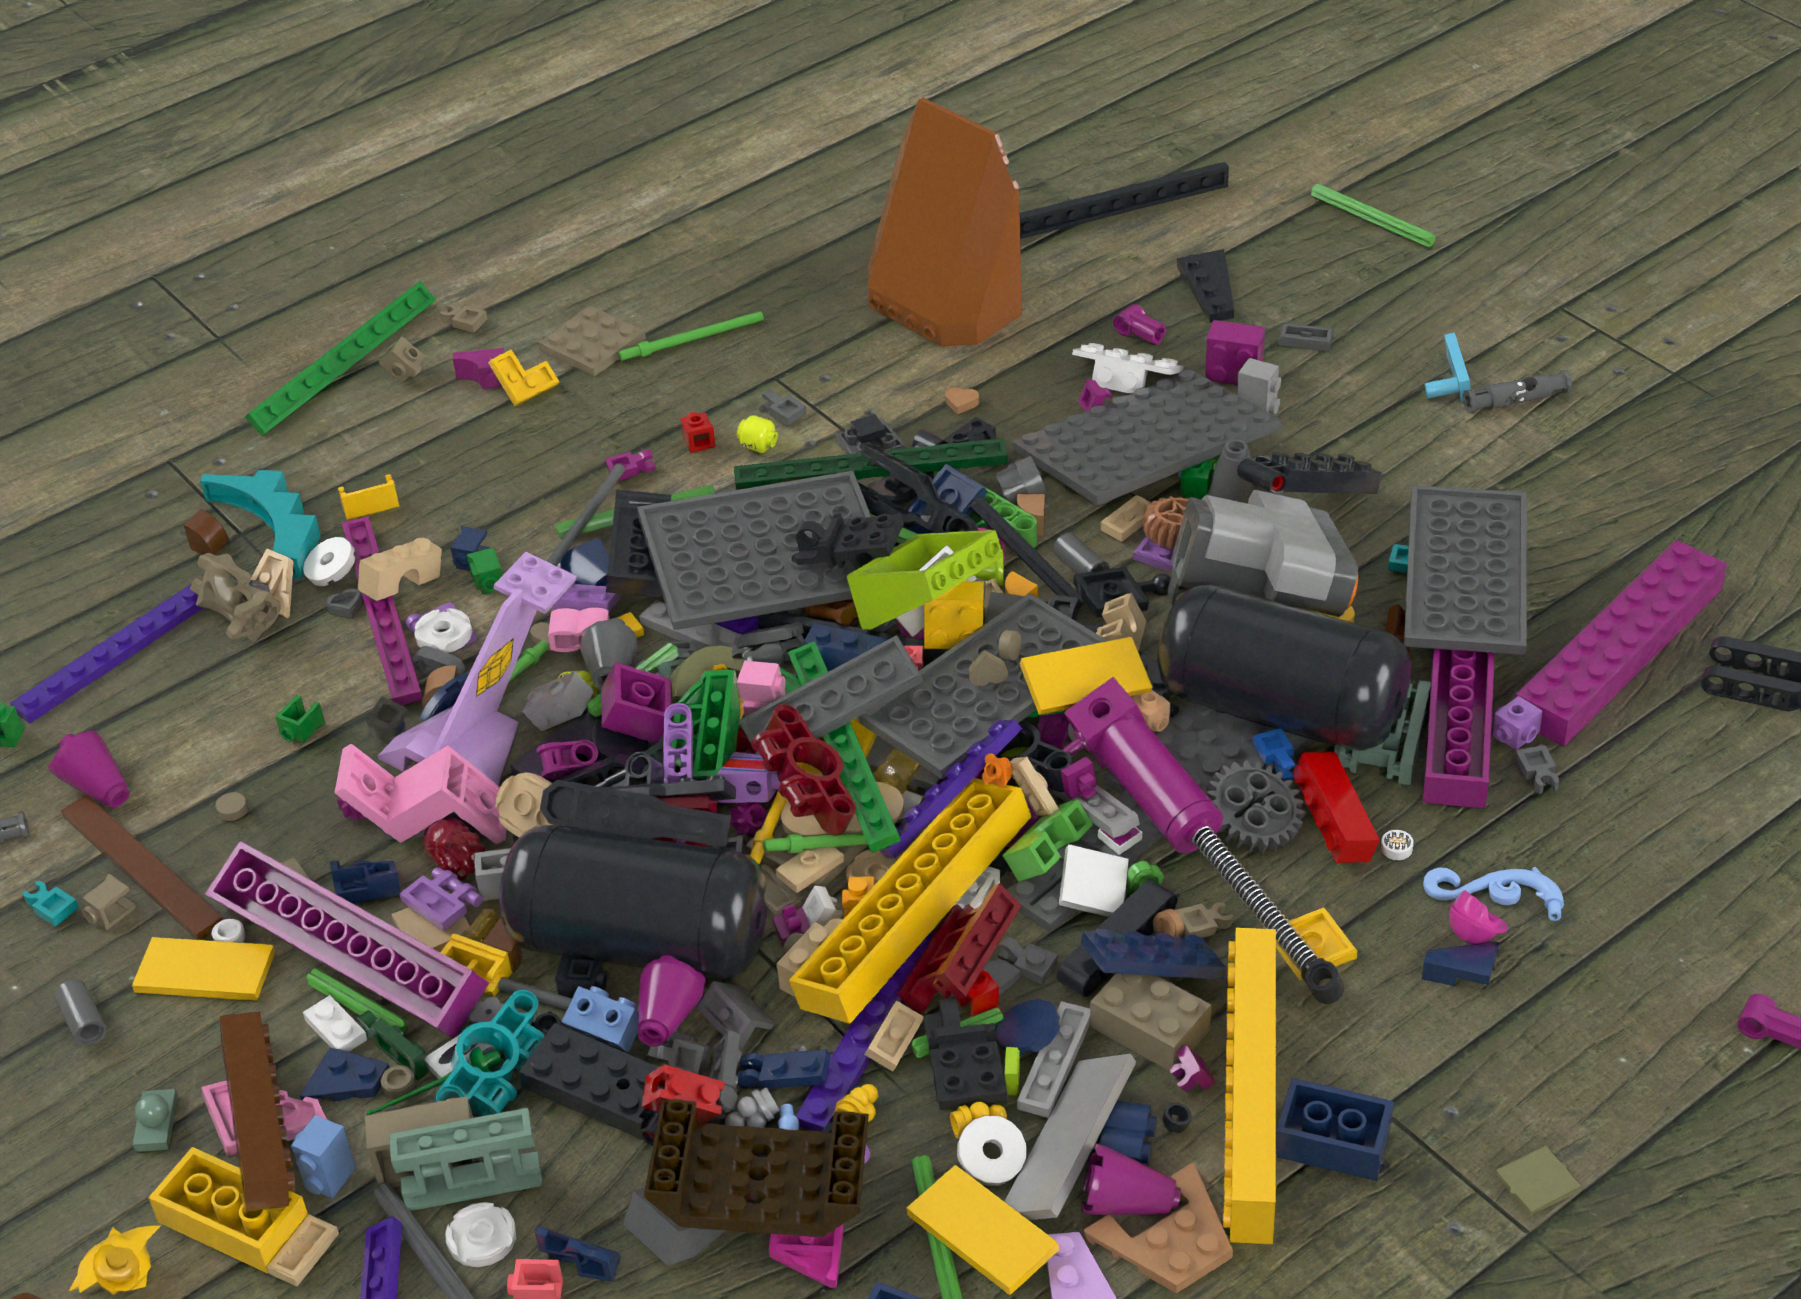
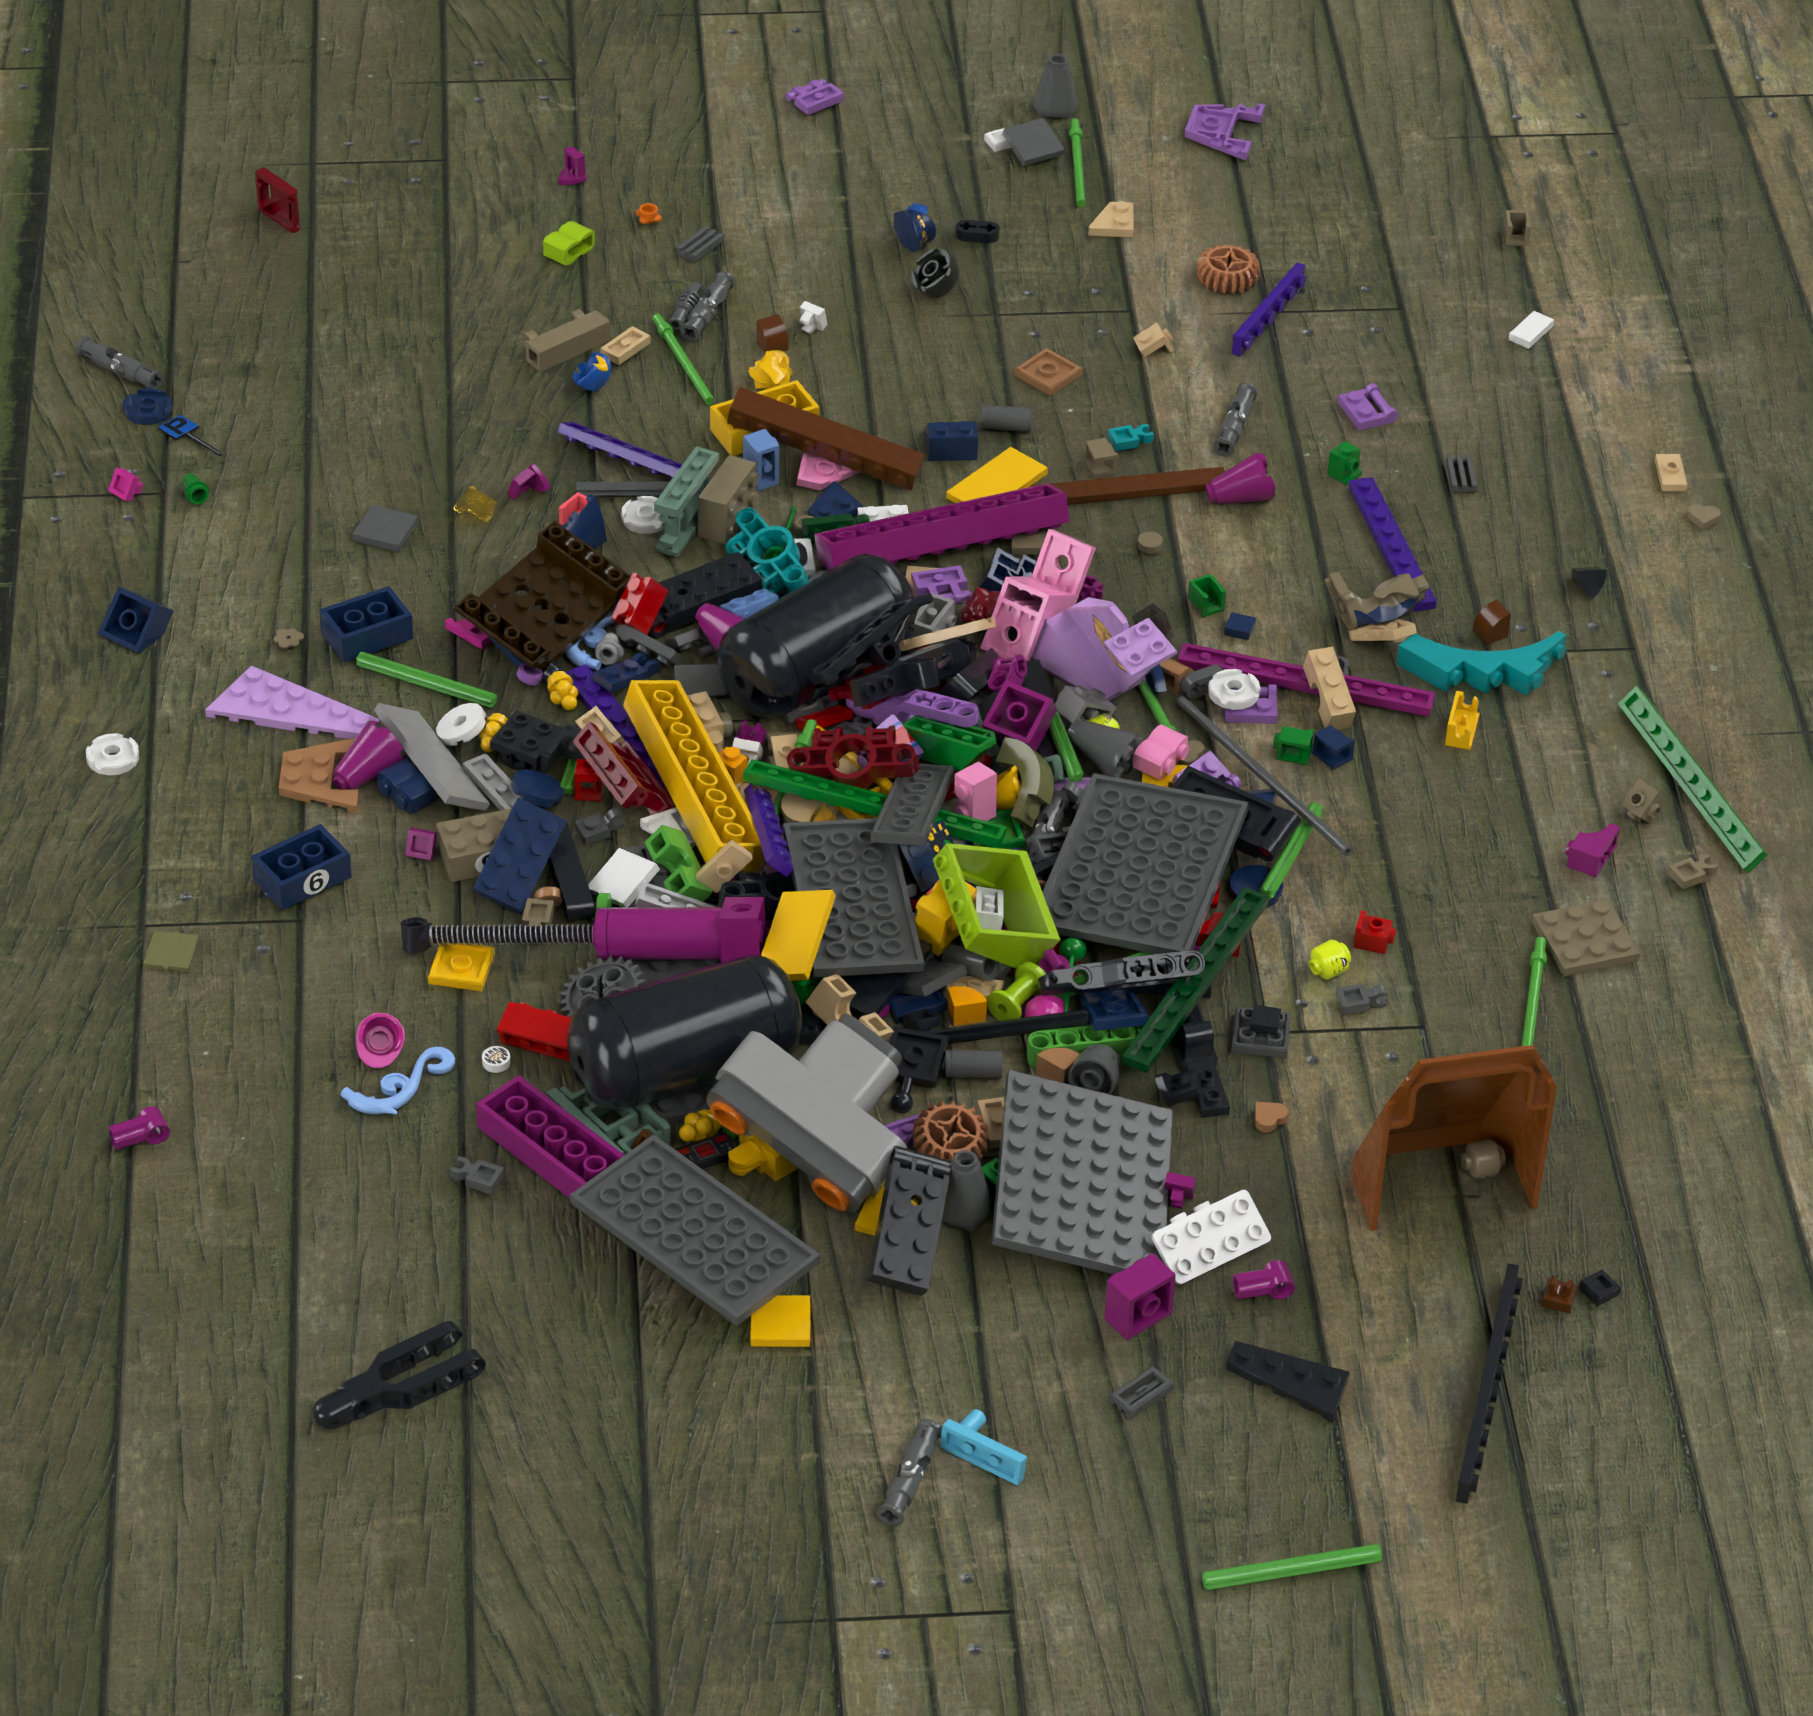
camera: 120 degrees right, 0 degrees up
(85, 510) = (1590, 579): none -> black tile
(147, 1038) = (951, 441): none -> dark blue slope
(154, 1120) = (882, 423): sand green tile -> none
(302, 1250) = (708, 438): tan plate -> none
(317, 563) = (1391, 670): white tile -> none
(325, 687) = (1240, 626): none -> dark blue tile
(522, 384) = (1545, 859): yellow tile -> none
(631, 463) = (1365, 873): magenta plate -> none
(856, 541) = (1082, 891): black plate -> none
(982, 1229) = (408, 686): yellow tile -> none
(987, 669) = (850, 883): dark tan tile -> none
(997, 770) = (747, 840): orange plate -> none
(1003, 974) = (600, 804): dark grey tile -> none
(1009, 645) = (864, 906): dark tan tile -> none
(1012, 1070) = (511, 762): lime tile -> none
(1079, 779) = (710, 898): magenta tile -> none
(1183, 1117) = (398, 813): black hinge -> none
(1251, 1088) = (377, 848): yellow brick -> none
(1260, 384) = (1071, 1279): light grey brick -> none
(1464, 962) = (352, 1012): dark blue slope -> none
(1517, 723) = (526, 1177): medium lavender brick -> none
(1622, 640) = (545, 1310): magenta brick -> none

